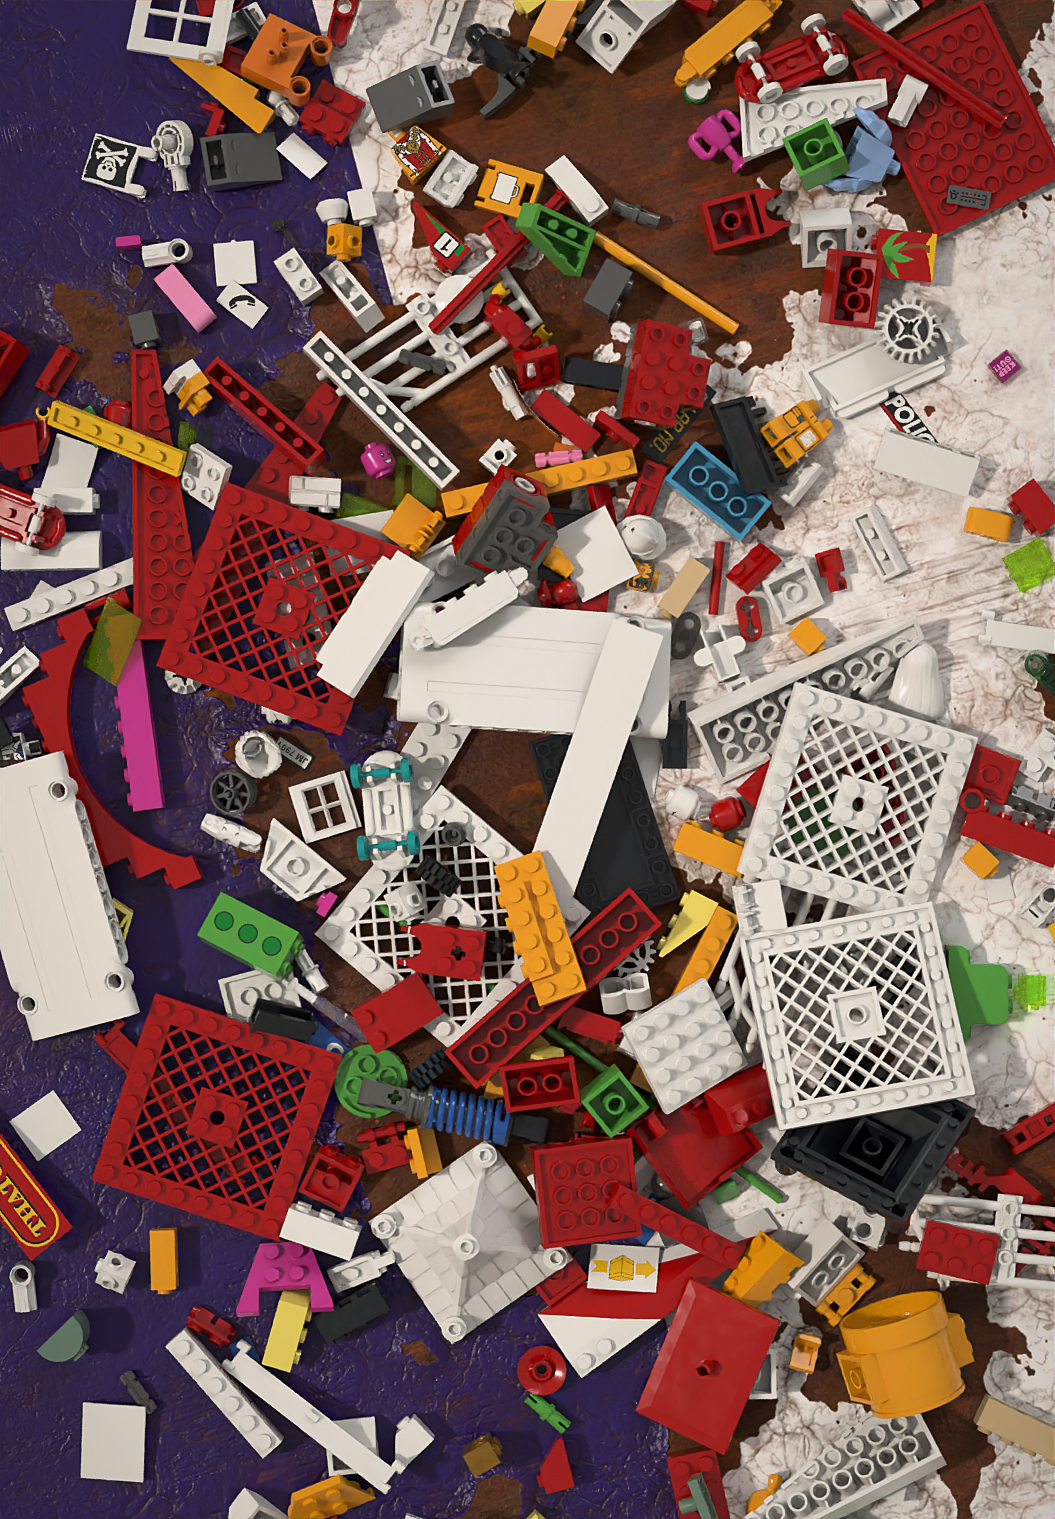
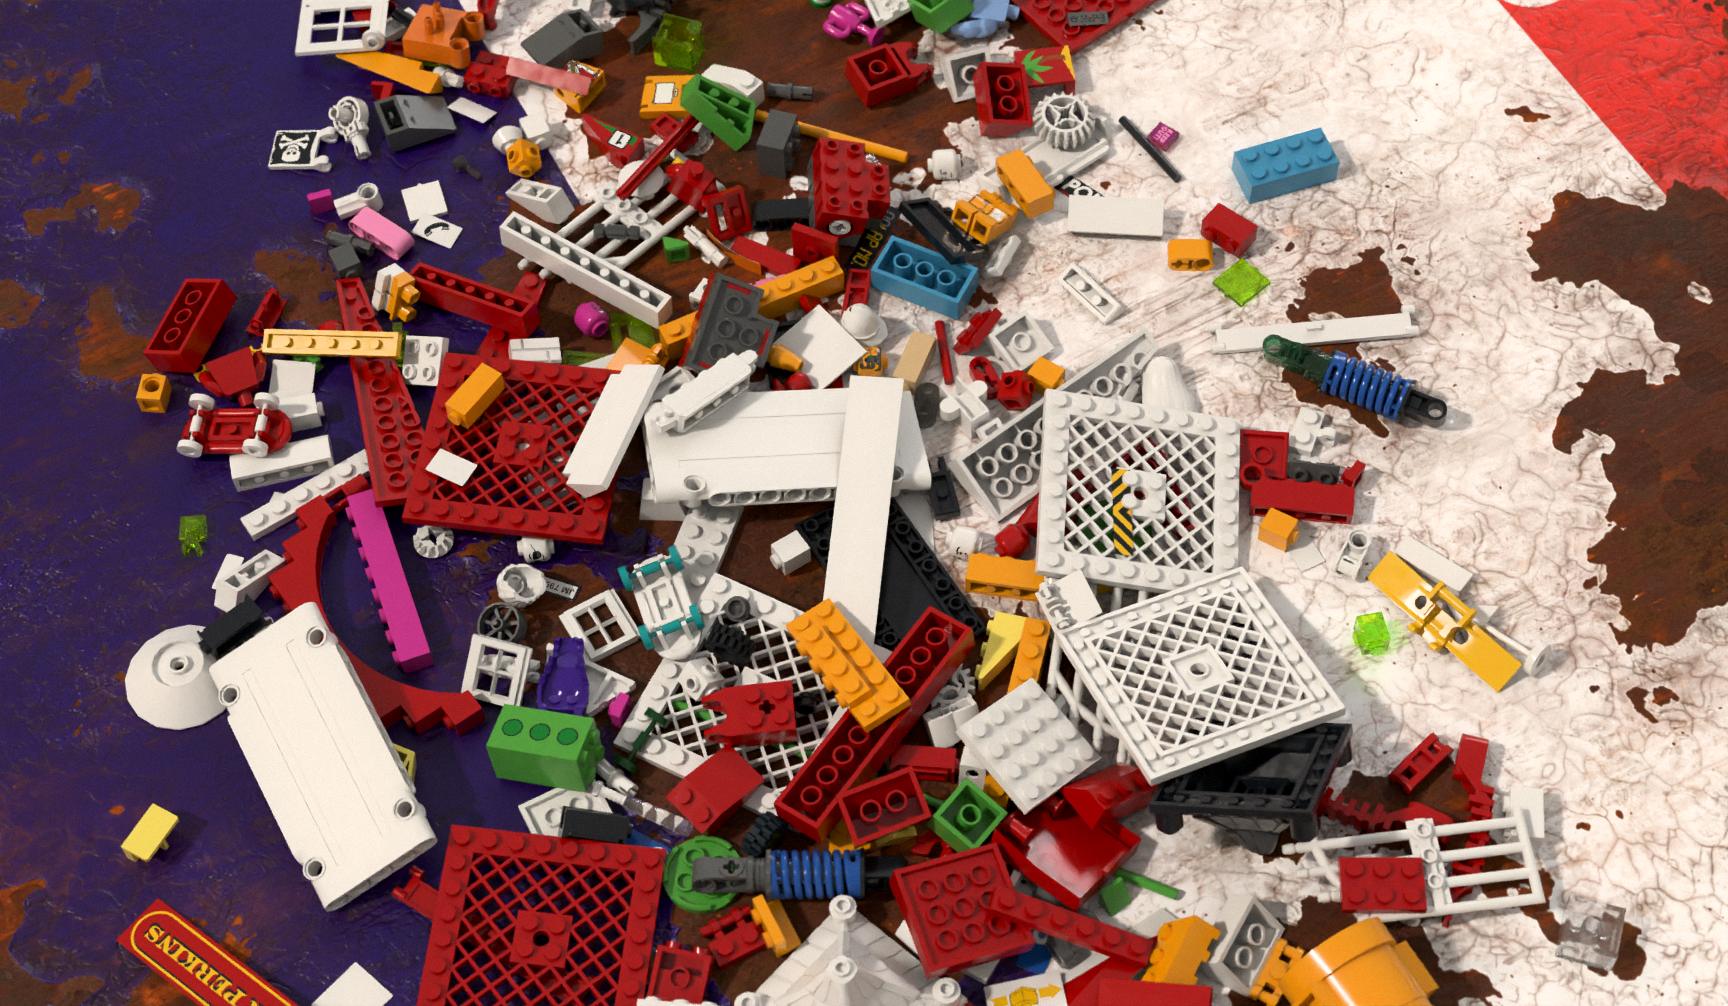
camera: 15 degrees left, 30 degrees down
(112, 641) = (354, 515): clear neon green piece -> none
(152, 302) = (359, 245): none -> dark grey pin
(211, 623) = (451, 467): none -> white sticker
(239, 851) = (518, 676): none -> white piece
(245, 549) = (474, 396): none -> light orange brick
(280, 872) = (565, 682): none -> dark purple animal
(298, 277) = (486, 194): white brick -> none
(322, 960) = (641, 741): none -> dark green wheel
(386, 144) = (548, 76): none -> sticker
(451, 179) = (612, 98): white bracket -> none
(476, 393) = (675, 250): none -> bright green slope
(515, 777) = (790, 553): none -> white brick
(531, 129) = (679, 43): none -> clear neon green piece
(772, 350) = (944, 164): none -> white head
(774, 646) = (1015, 390): none -> red brick
(830, 566) = (1050, 316): red plate -> none
(834, 825) = (1121, 516): none -> sticker
(846, 403) = (1025, 183): none -> light orange brick
(875, 1223) = (1281, 888): white brick -> none
(978, 990) = (1323, 639): bright green brick -> none
(986, 378) = (1150, 149): none -> black bar

